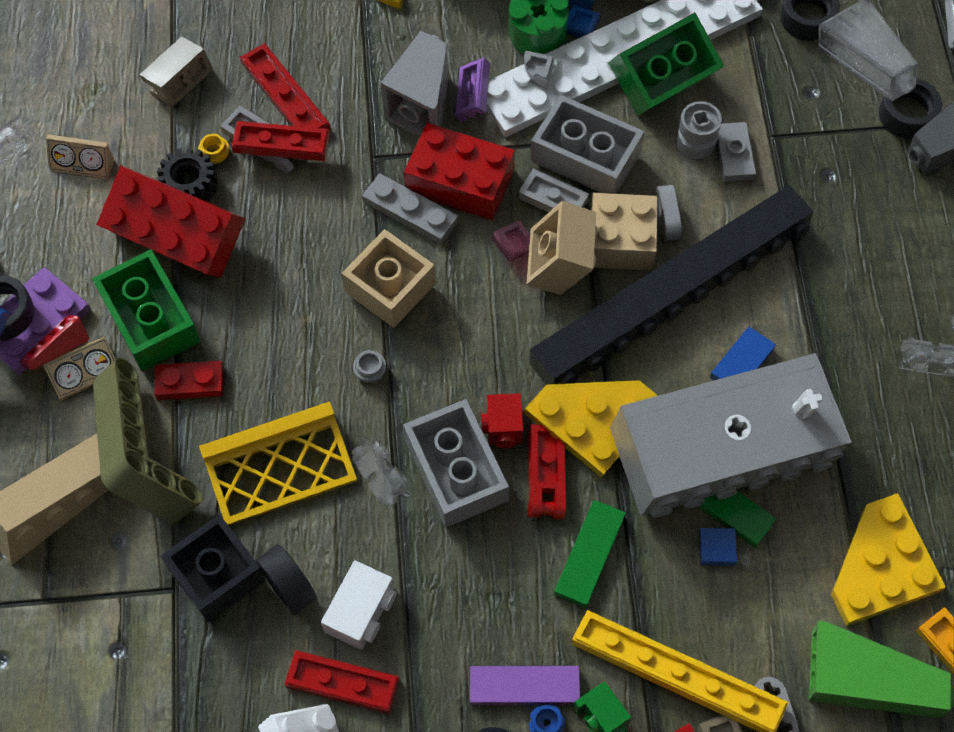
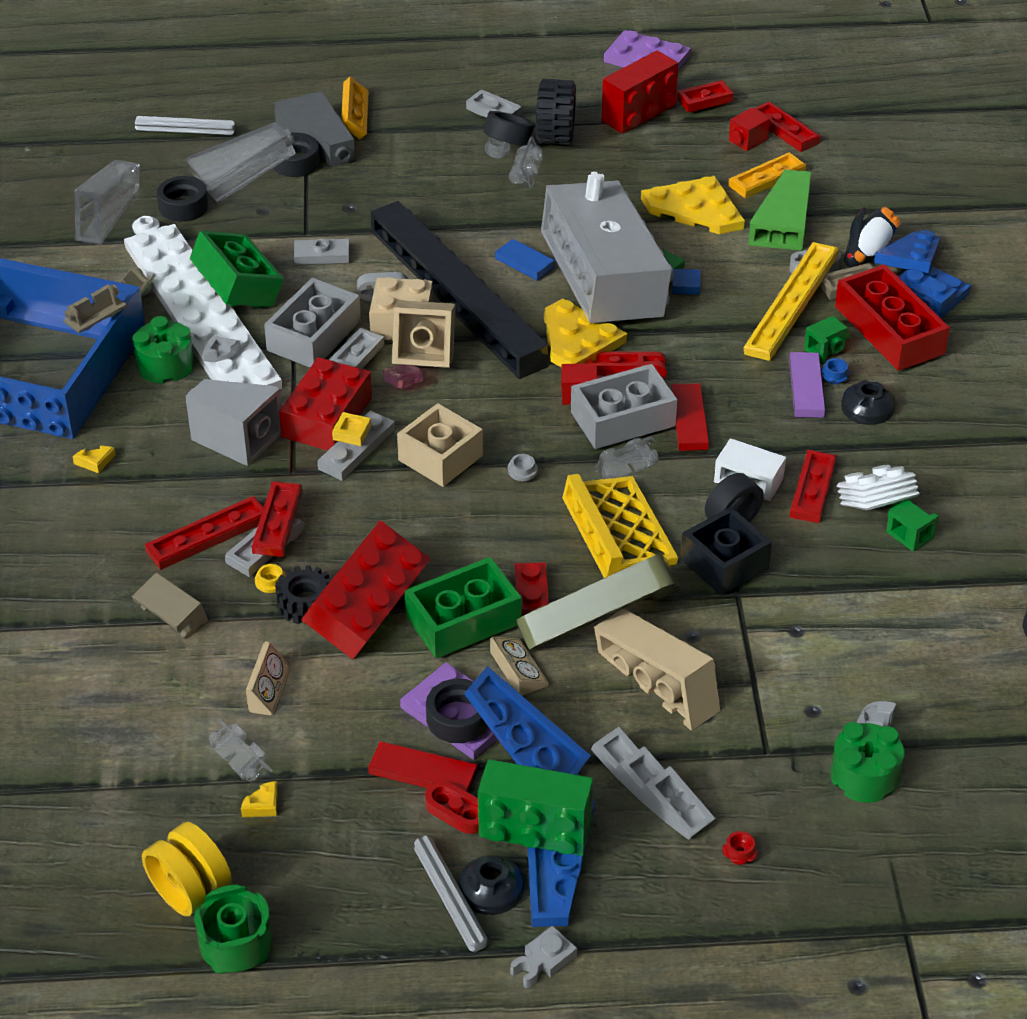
camera: 90 degrees left, 20 degrees down
(60, 340) = (481, 657): red slope -> none
(406, 192) = (351, 429): none -> yellow plate
(461, 543) = (690, 417): none -> red tile
(589, 554) = (694, 346): green tile -> none
(699, 130) = (303, 259): light grey wheel -> none

